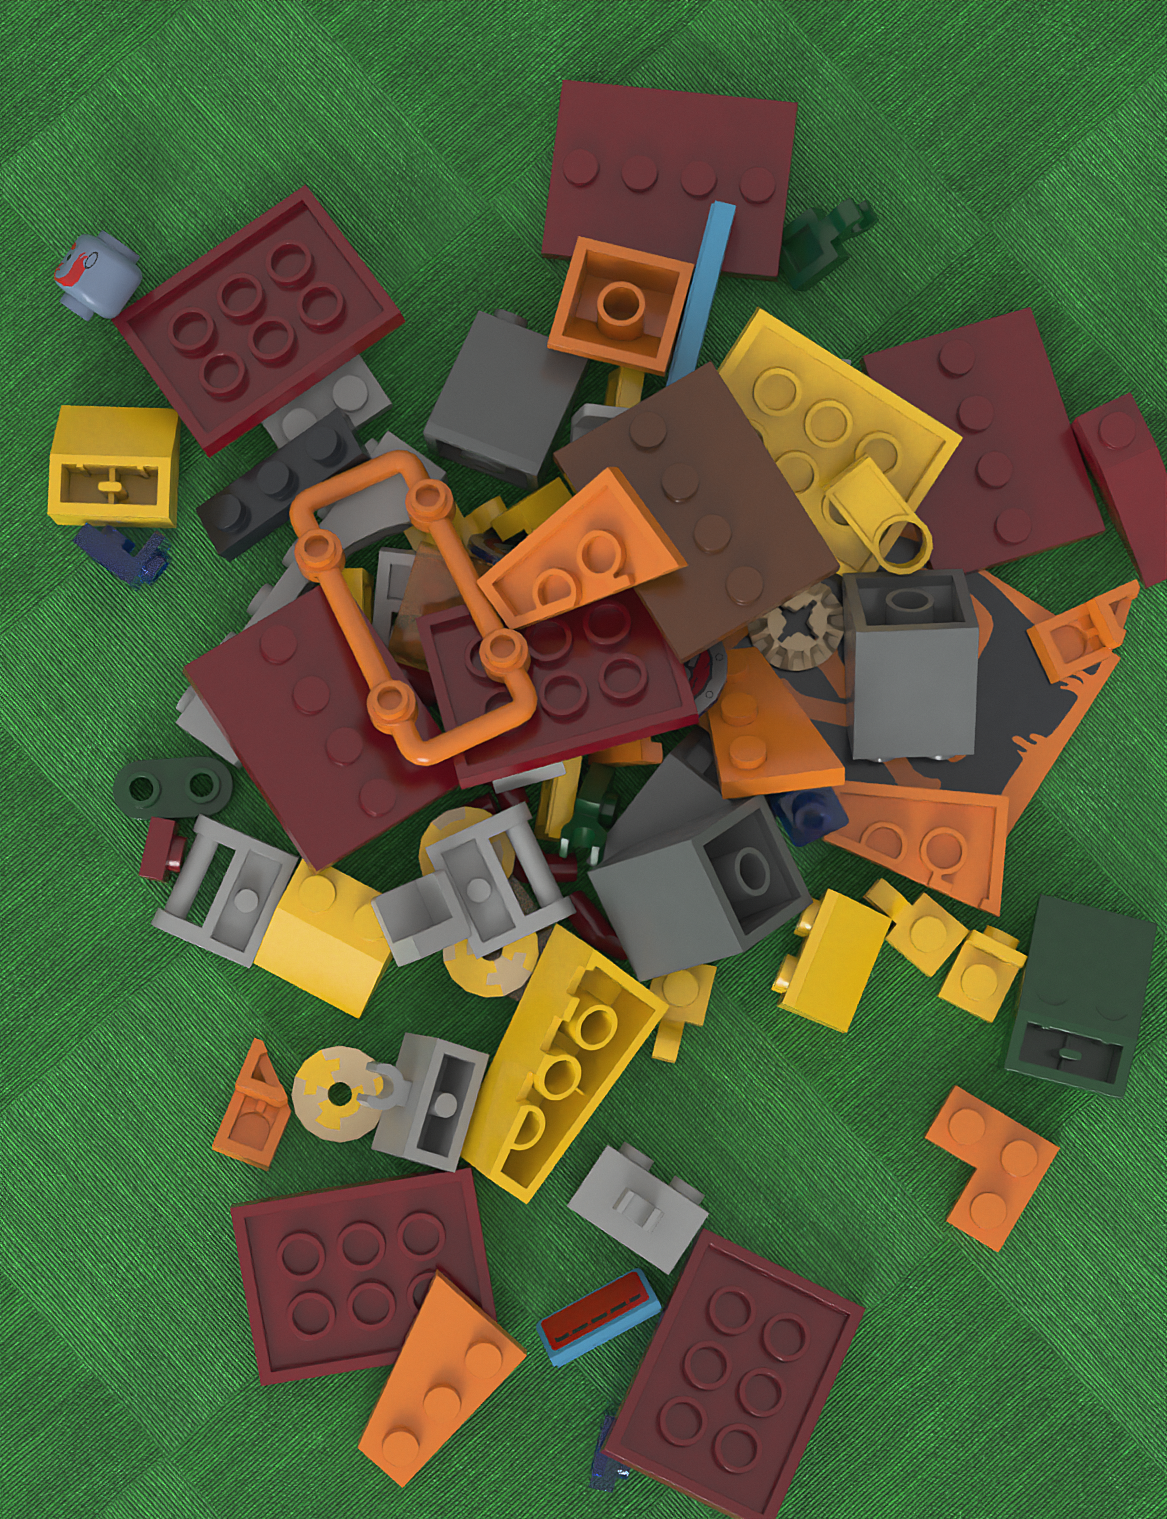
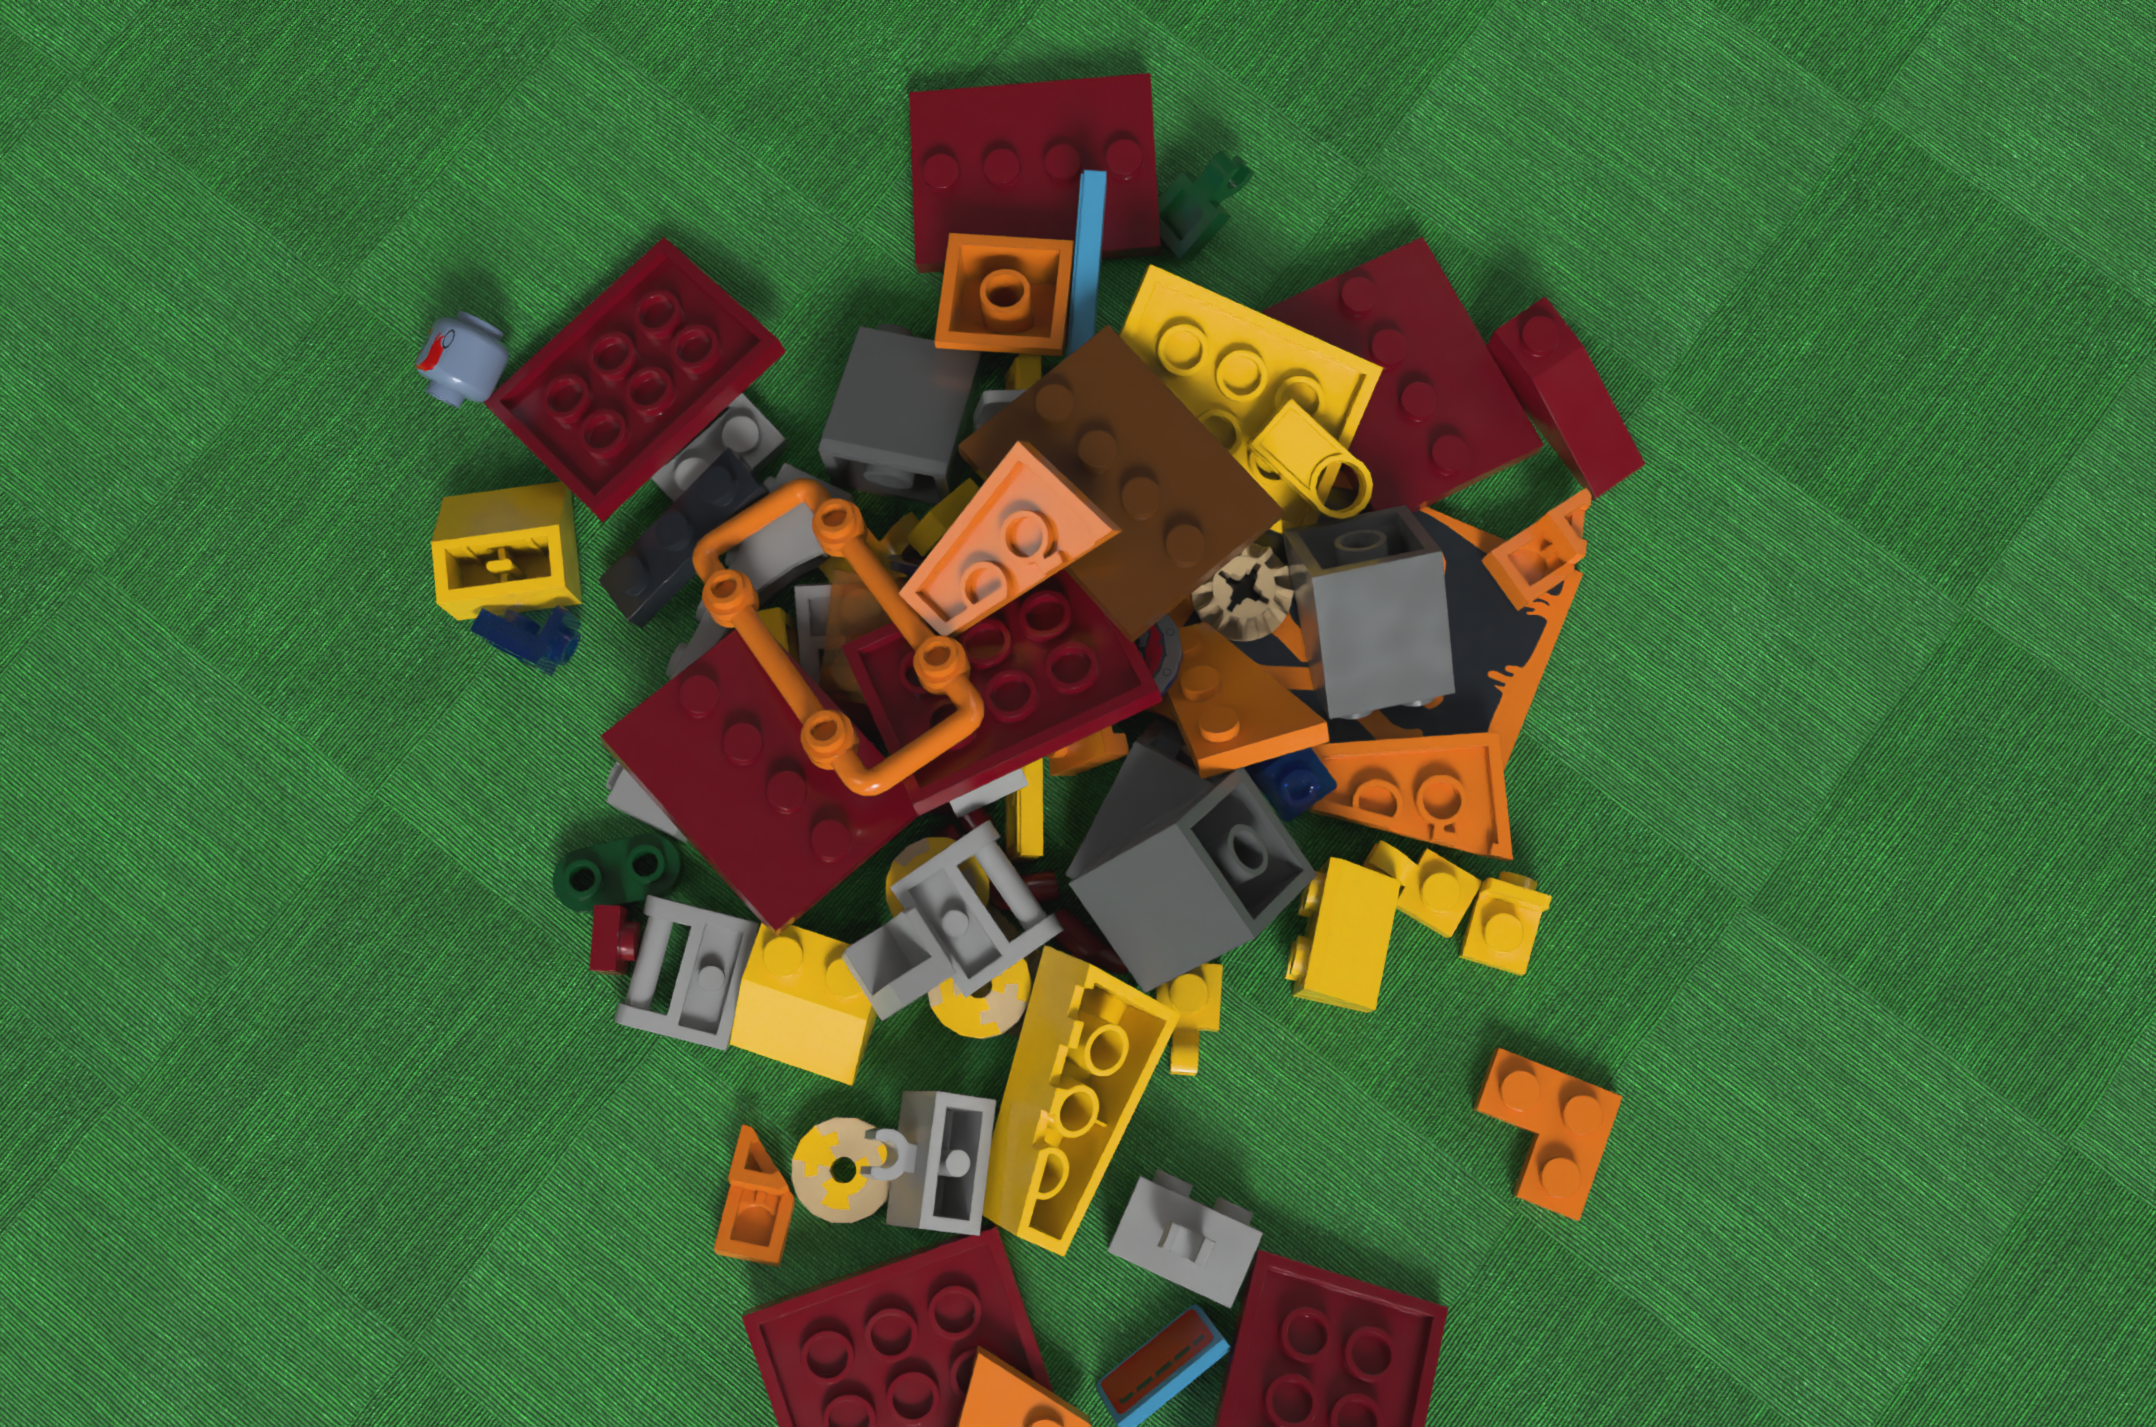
camera: 10 degrees left, 5 degrees down
(594, 809) = (1065, 820): dark green plate -> none
(1079, 998) = (1613, 934): dark green slope -> none

